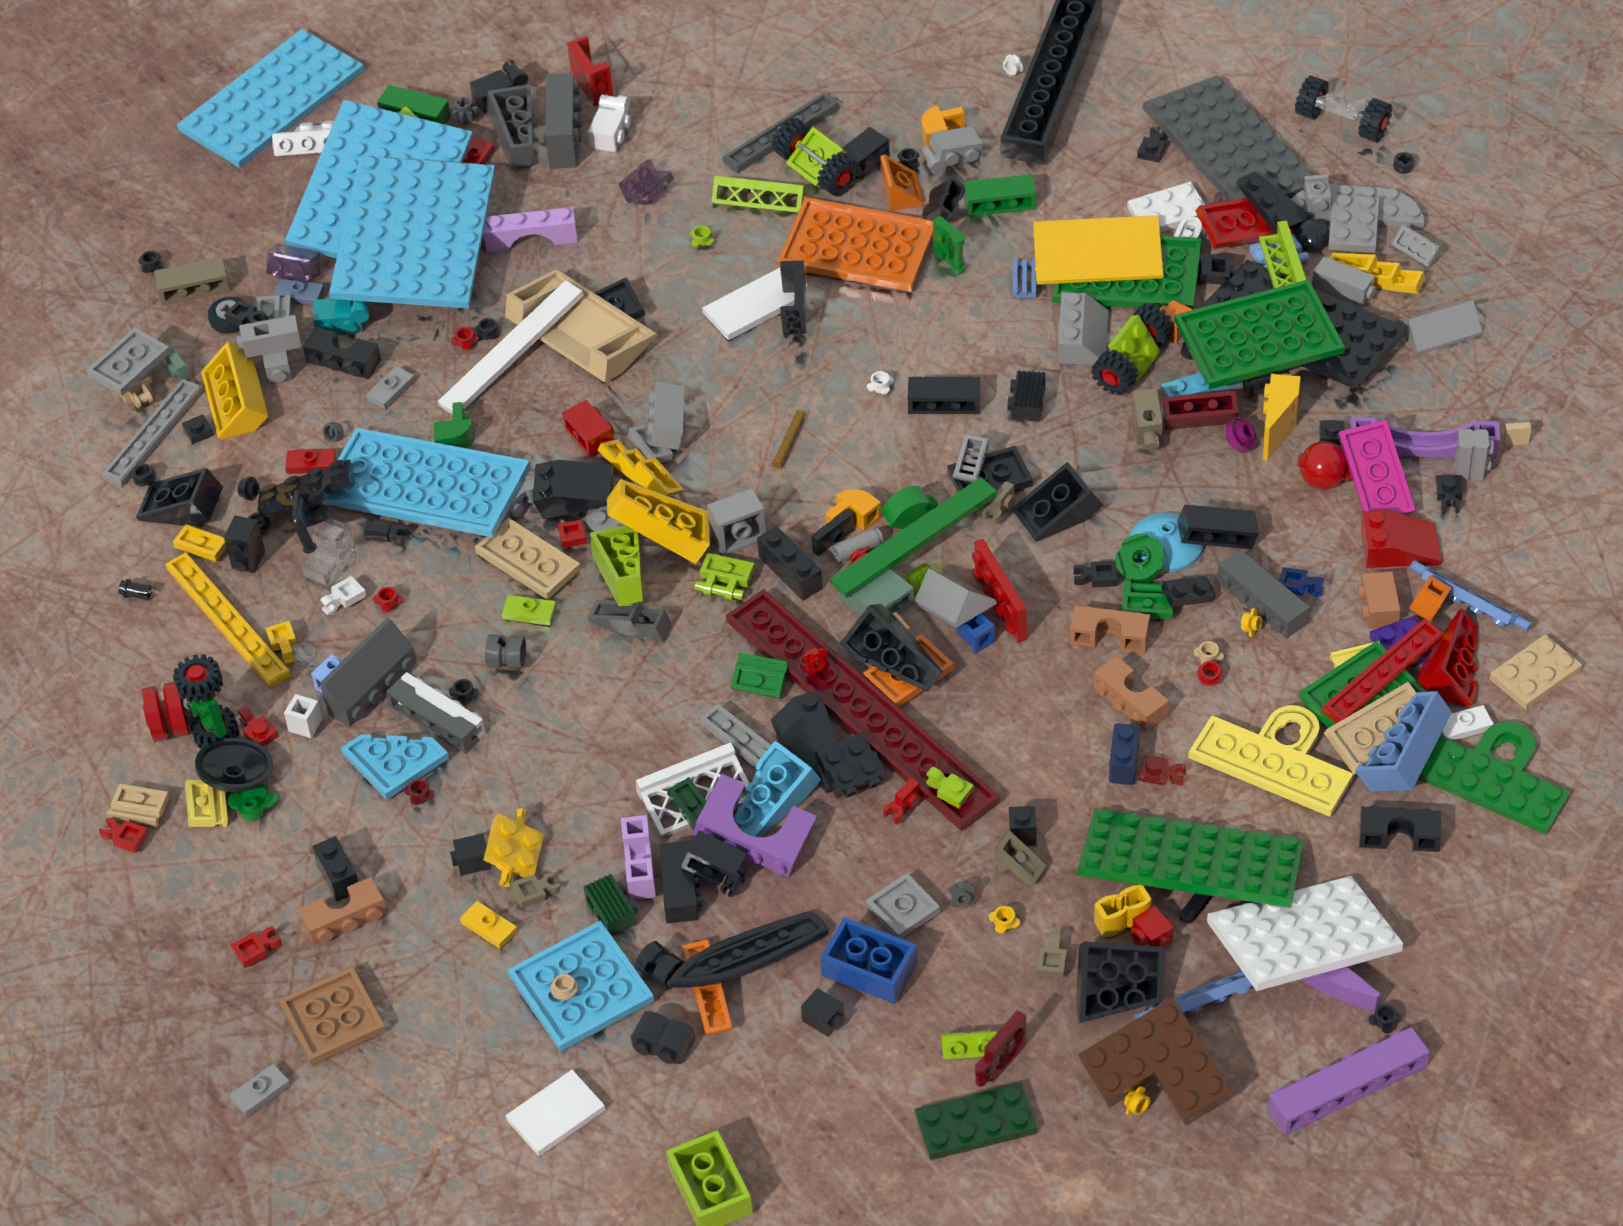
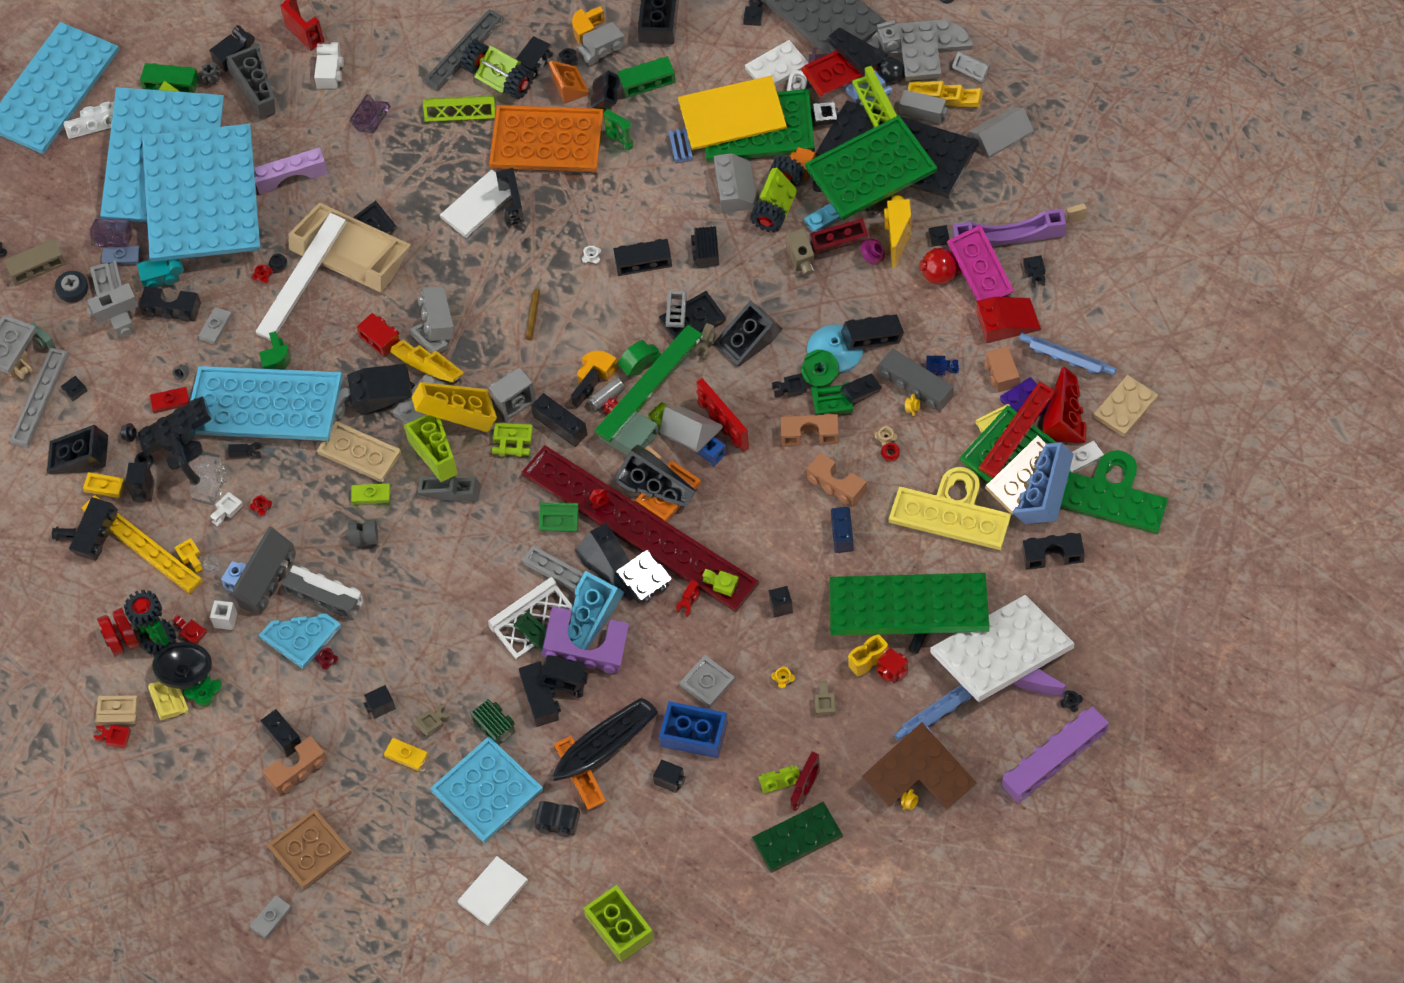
camera: 10 degrees left, 10 degrees up
(143, 475) = (43, 436): black plate -> none
(171, 588) = (93, 529): none -> black brick
(234, 392) = (94, 353): yellow slope -> none
(244, 313) = (84, 286): black plate -> none
(254, 948) = (235, 808): red plate -> none
(461, 686) = (338, 565): black plate -> none
(478, 151) = (230, 110): red plate -> none
(513, 847) = (409, 690): yellow plate -> none
(562, 120) = (292, 71): dark grey brick -> none
(564, 987) = (476, 795): tan plate -> none
(572, 533) = (387, 425): red plate -> none
(638, 857) = (504, 681): lavender arch -> none
(658, 963) = (541, 762): black wheel -> none
(701, 236) = (424, 148): lime plate -> none
(962, 888) = (748, 663): dark grey plate -> none
(1017, 857) = (783, 628): dark tan slope -> none
(1117, 978) = (875, 710): black wedge -> none
(1157, 770) = (867, 537): clear red plate -> none
(1430, 598) = (1039, 362): orange brick -> none
(1472, 454) = (1048, 238): light grey brick -> none

